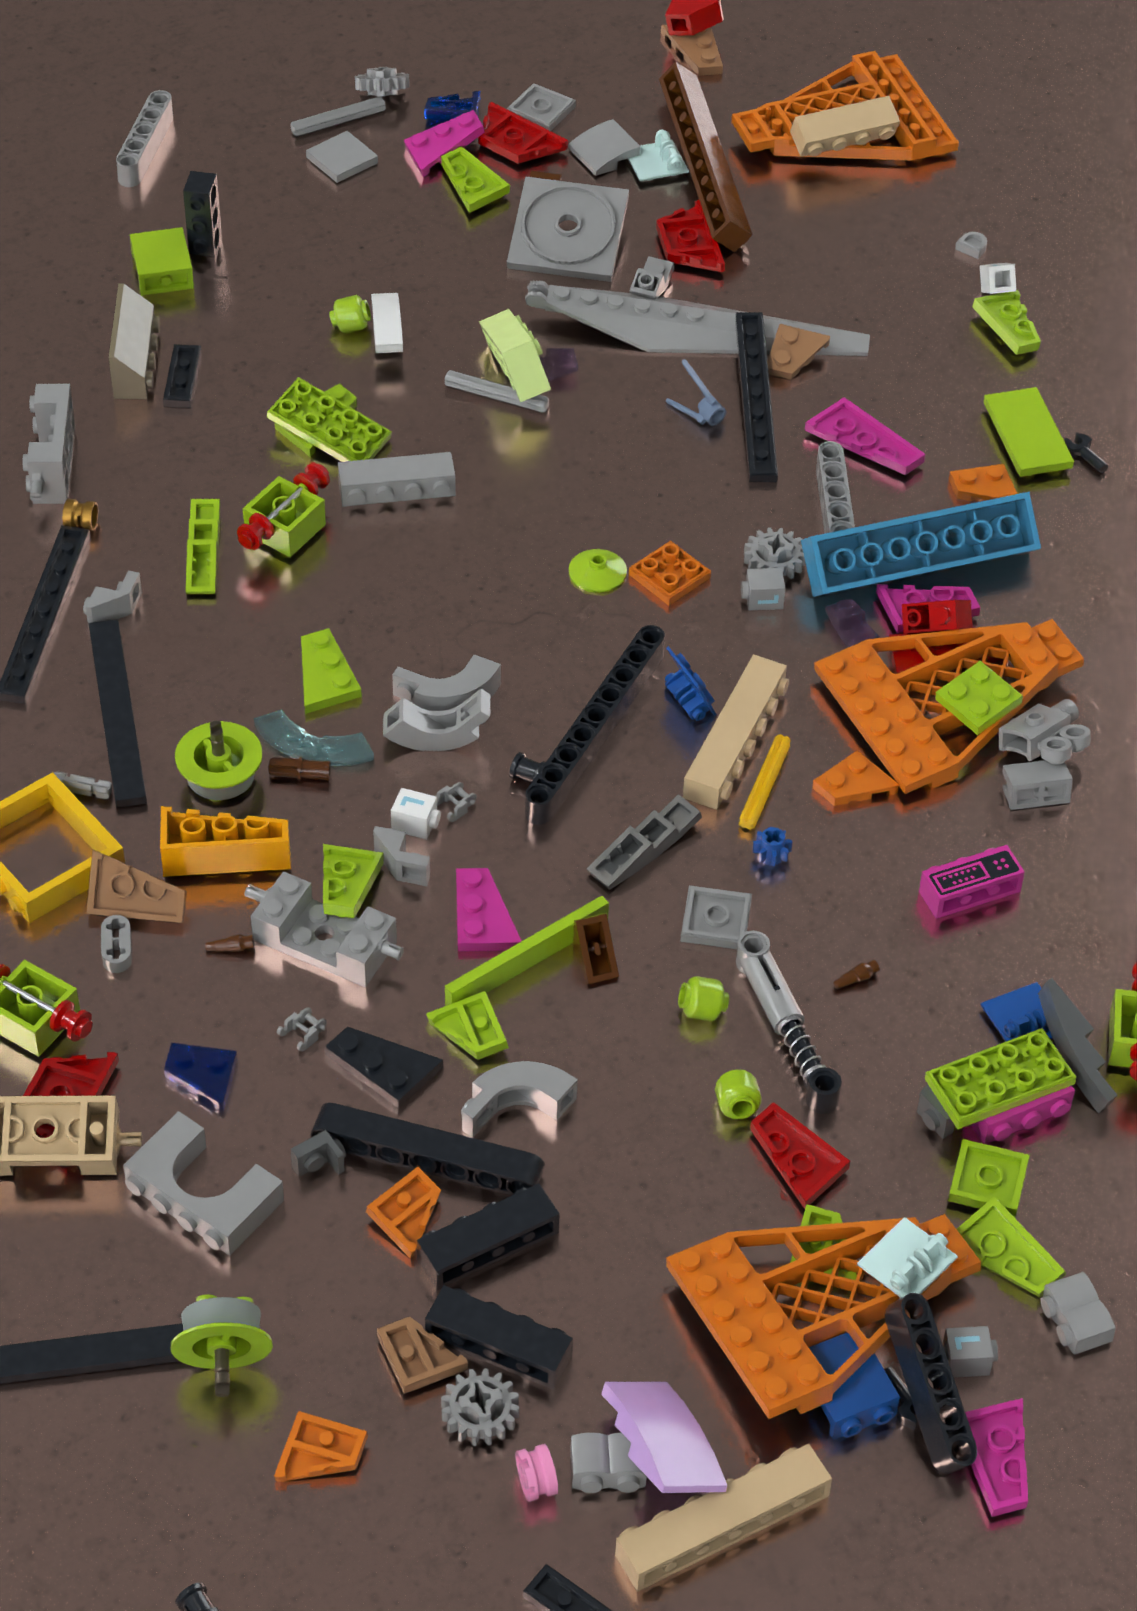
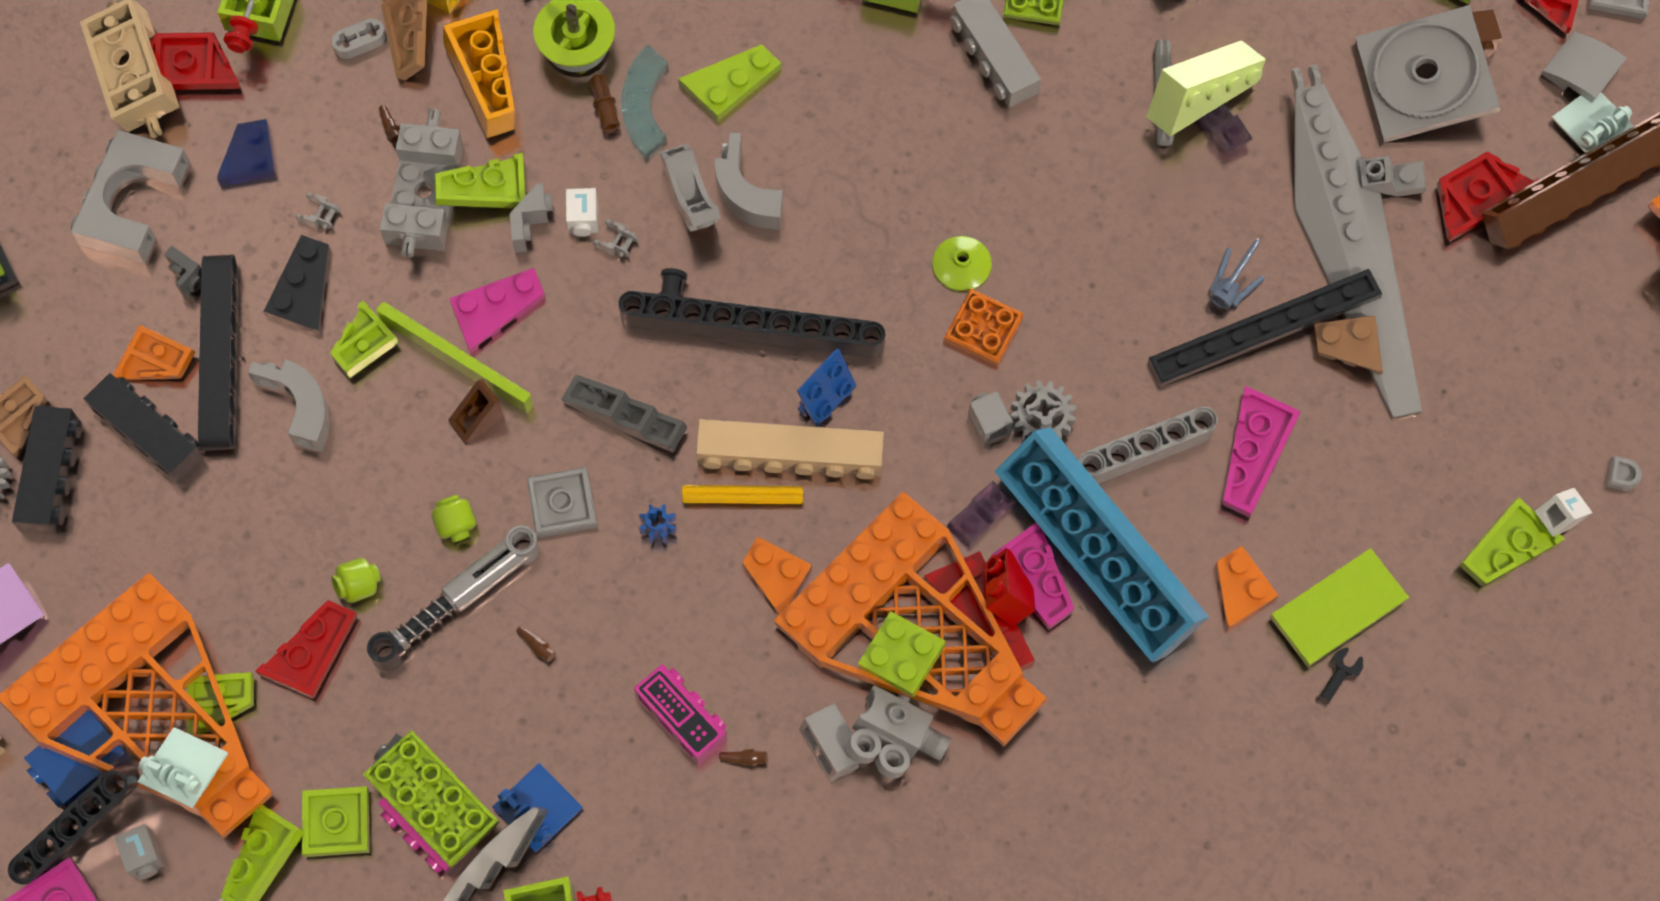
camera: 70 degrees right, 20 degrees up
(1028, 849) = (747, 757): none -> reddish brown piece

